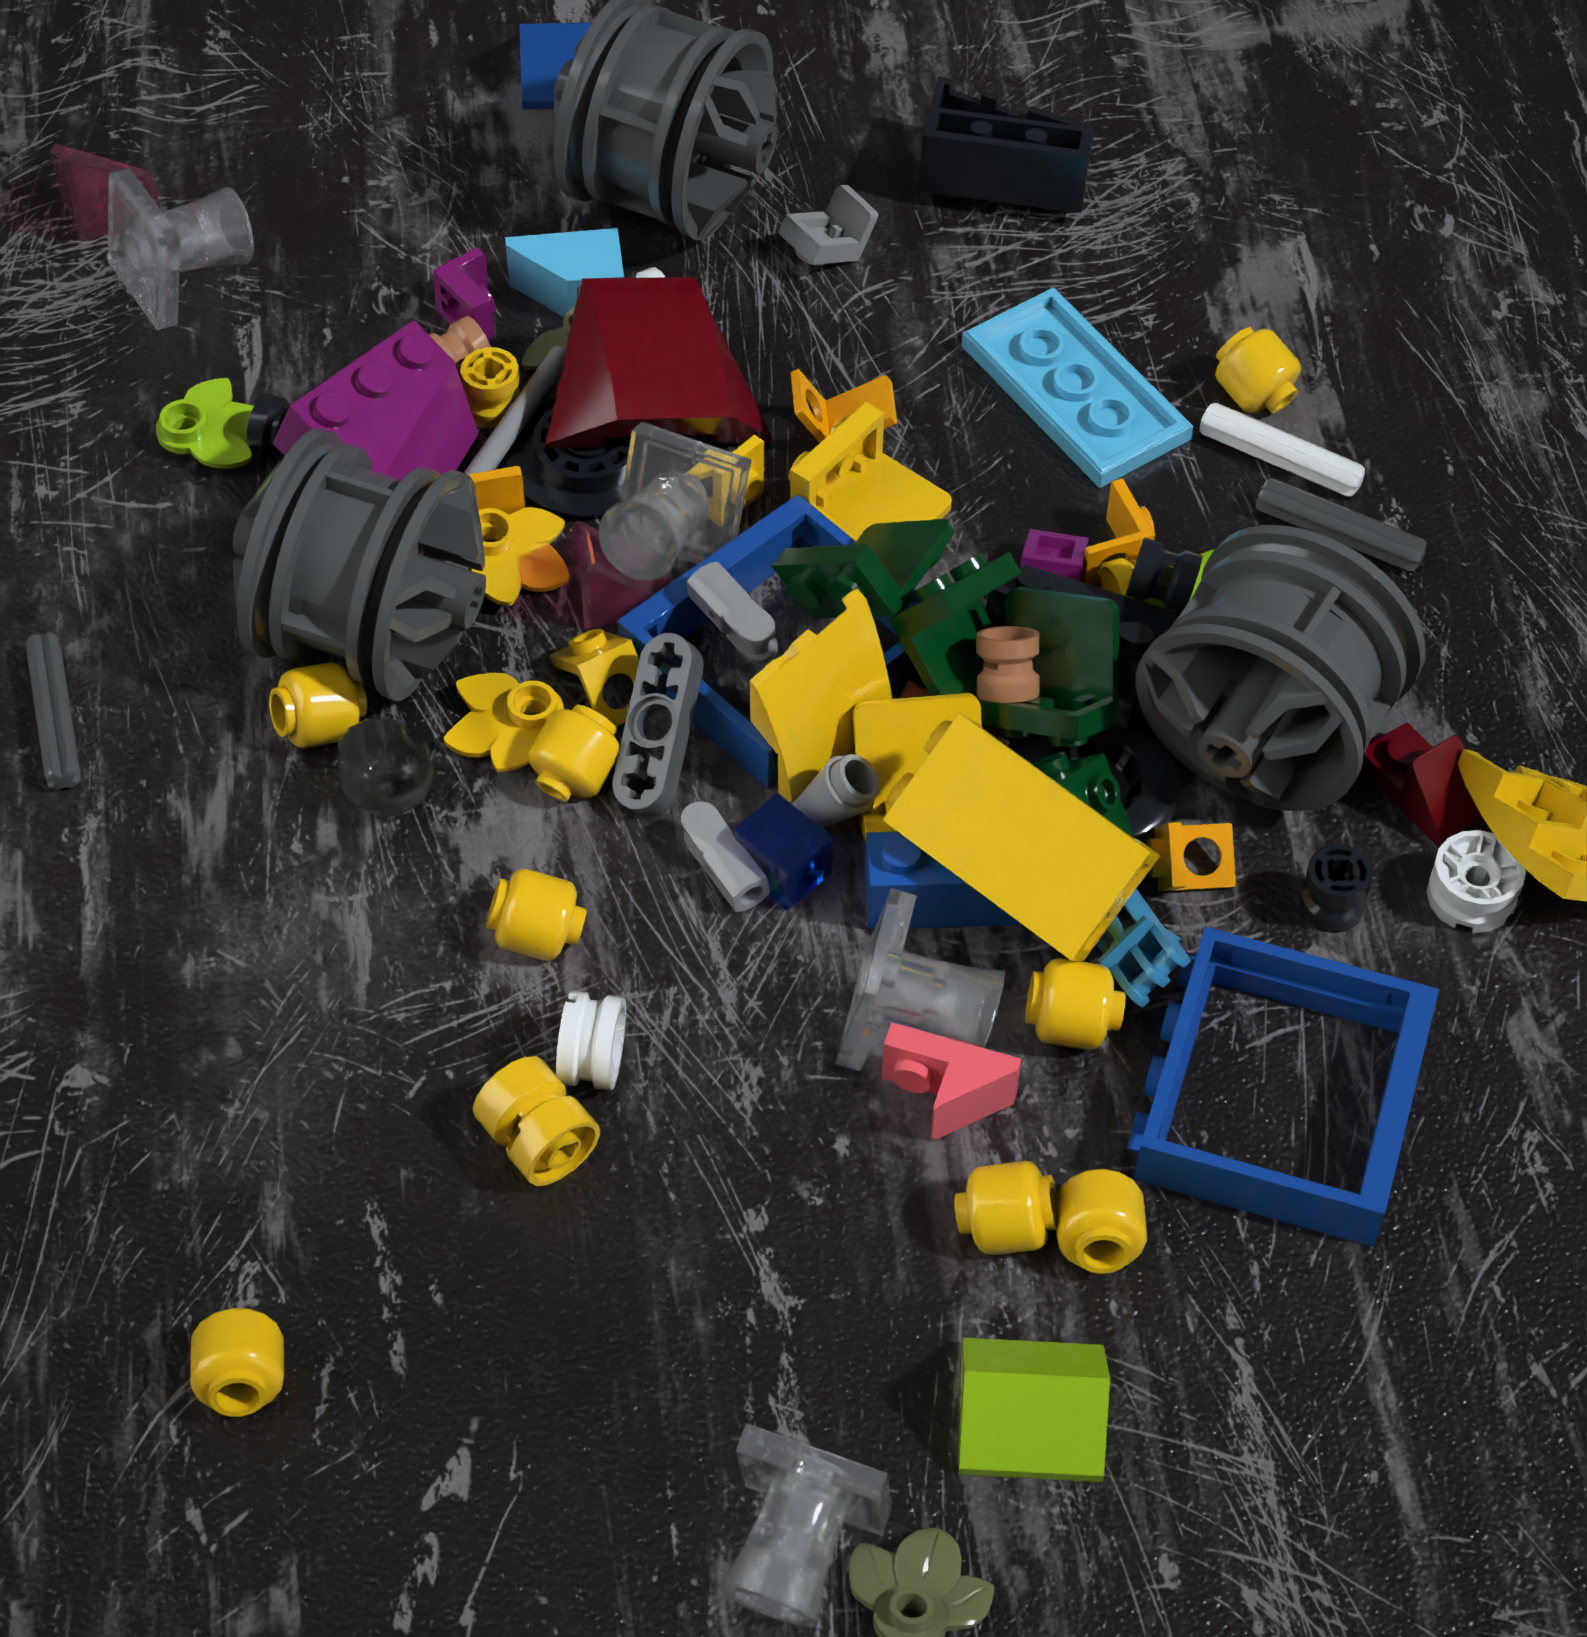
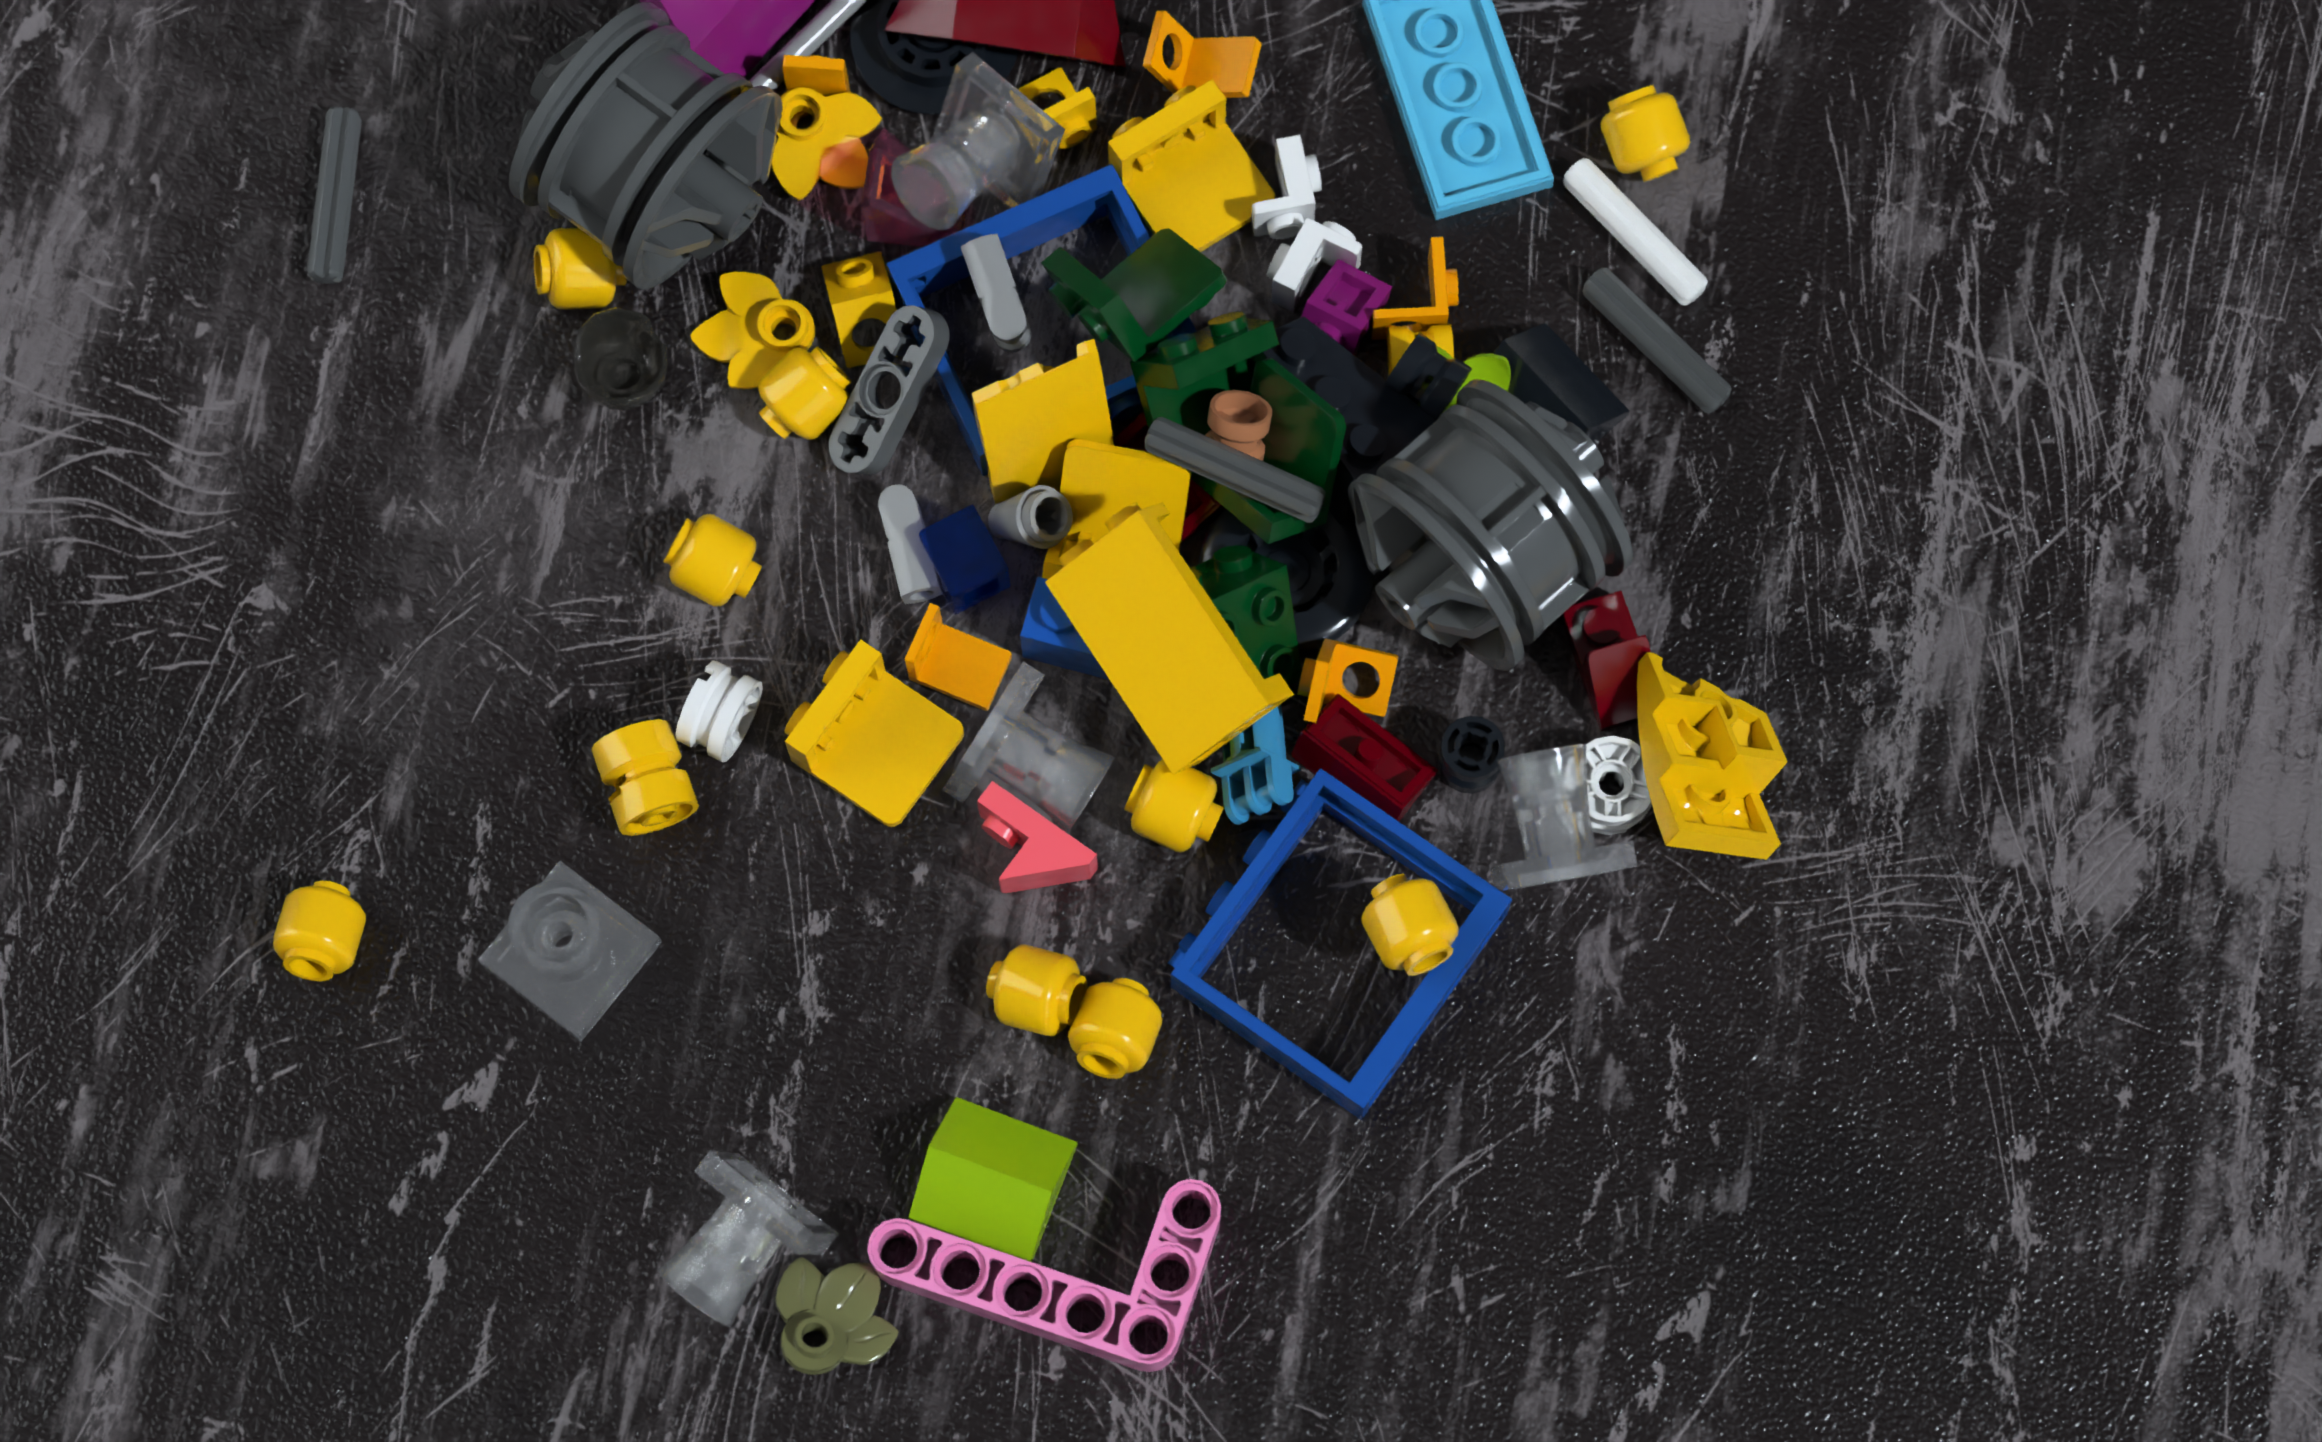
camera: 20 degrees right, 20 degrees up
(509, 1304) = (587, 974): none -> clear plant
(749, 1027) = (871, 736): none -> yellow bracket
(809, 943) = (955, 662): none -> light orange bracket
(966, 485) = (1298, 180): none -> white bracket
(1009, 524) = (1296, 264): none -> white bracket
(1024, 682) = (1235, 469): none -> dark grey axle
(1147, 1483) = (1064, 1291): none -> bright pink beam
(1231, 911) = (1363, 757): none -> dark red slope
(1359, 1026) = (1410, 924): none -> yellow head
(1451, 912) = (1555, 821): none -> clear plant

